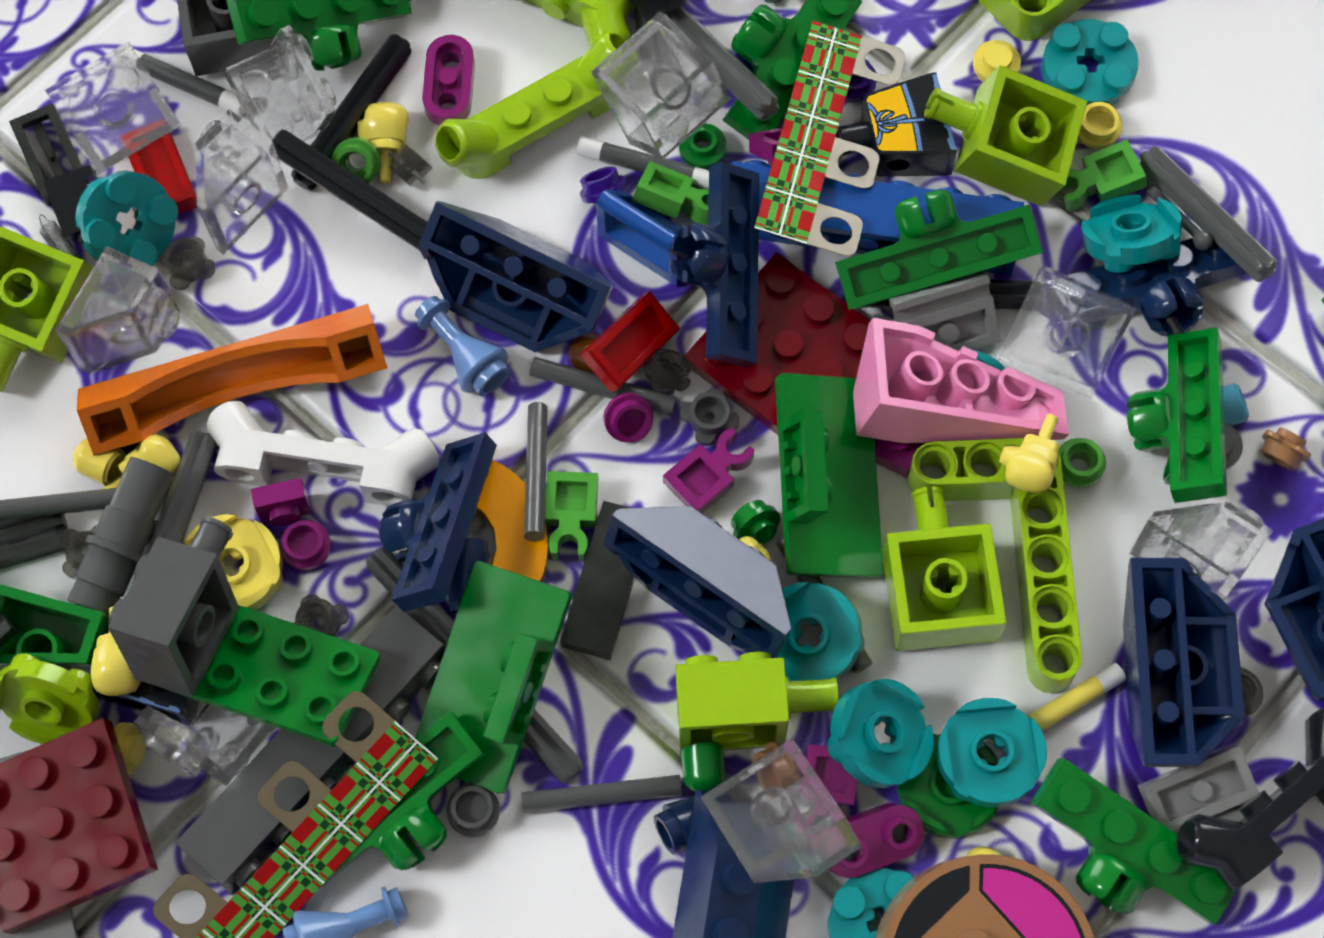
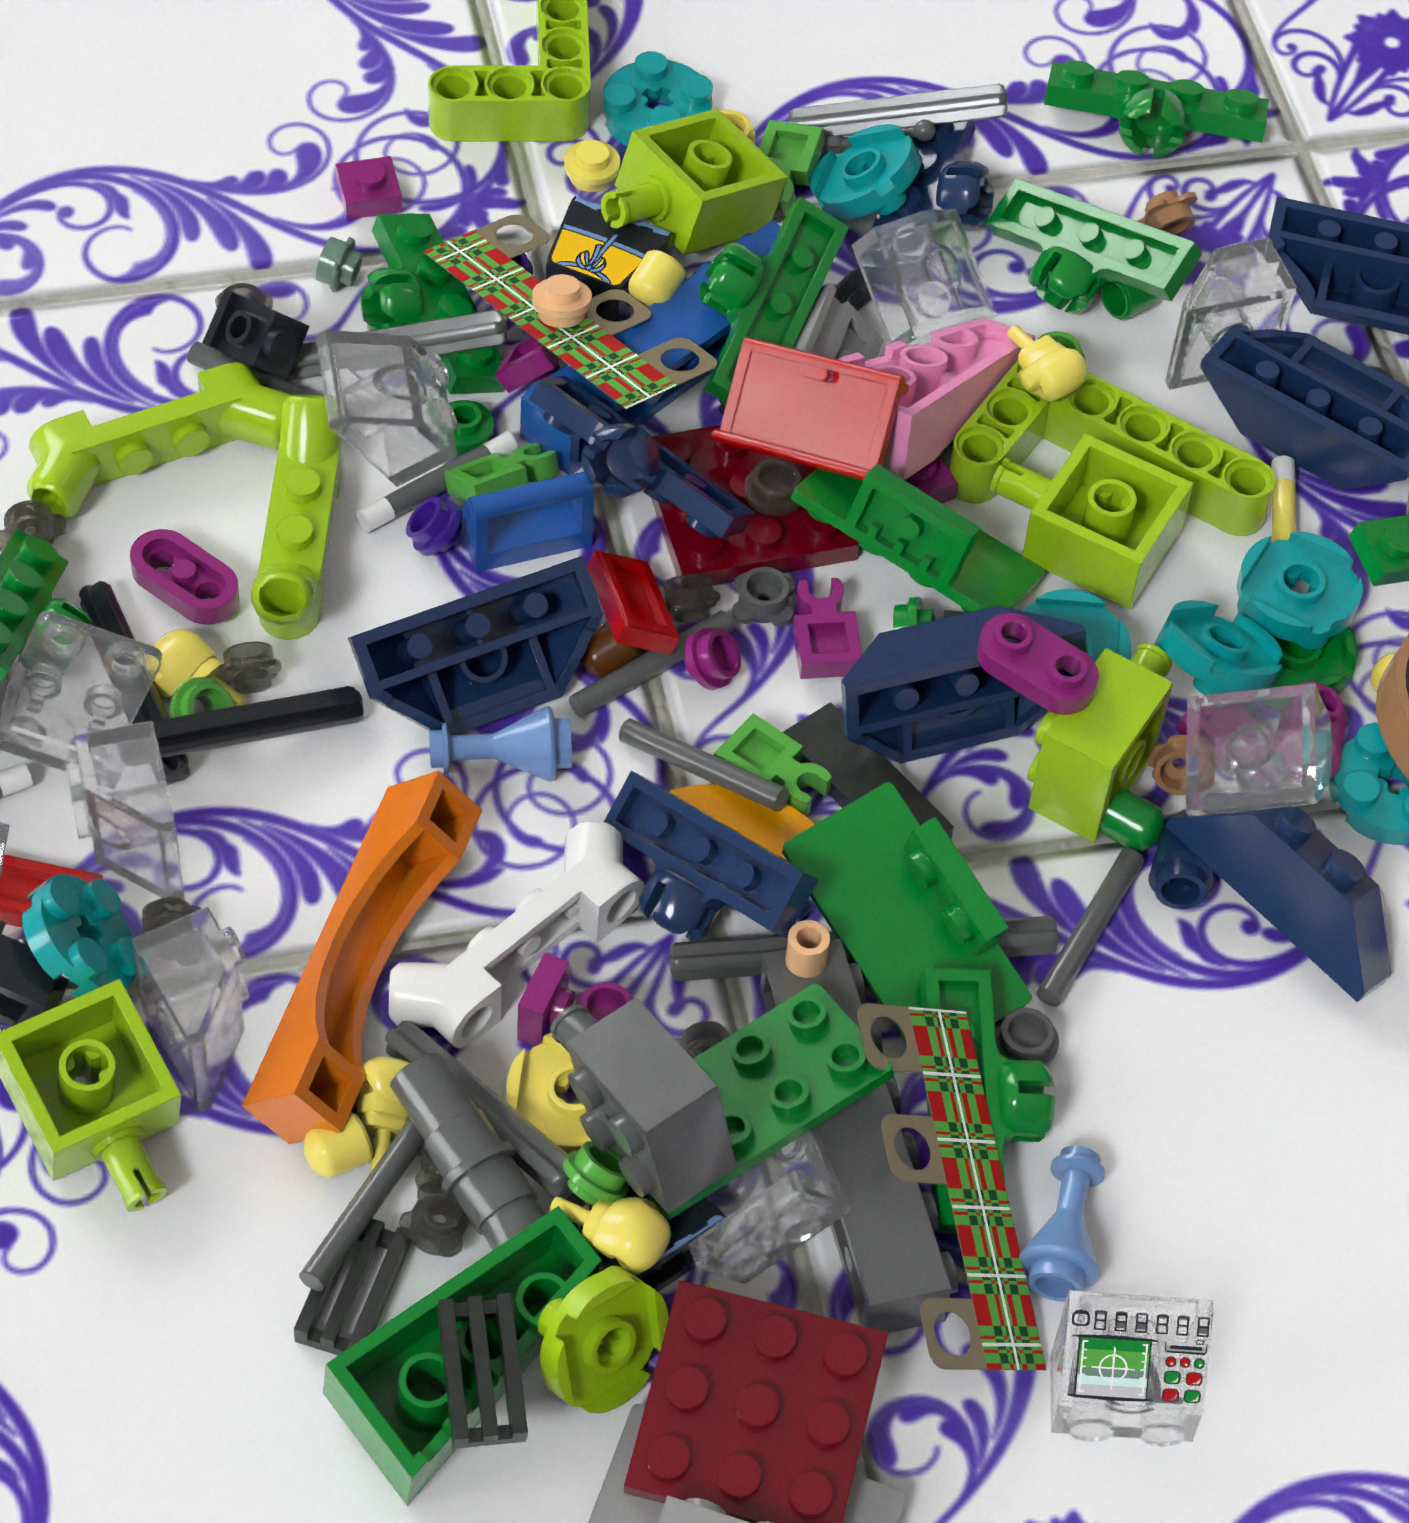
camera: 60 degrees left, 15 degrees down
(405, 618) = (807, 948): none -> light nougat piece
(723, 620) = (1034, 663): none -> magenta plate
(787, 356) = (771, 487): none -> clear smoke plate
(822, 127) = (561, 301): none -> light nougat plate
(848, 339) = (792, 412): none -> door
(903, 169) = (656, 278): none -> light yellow piece

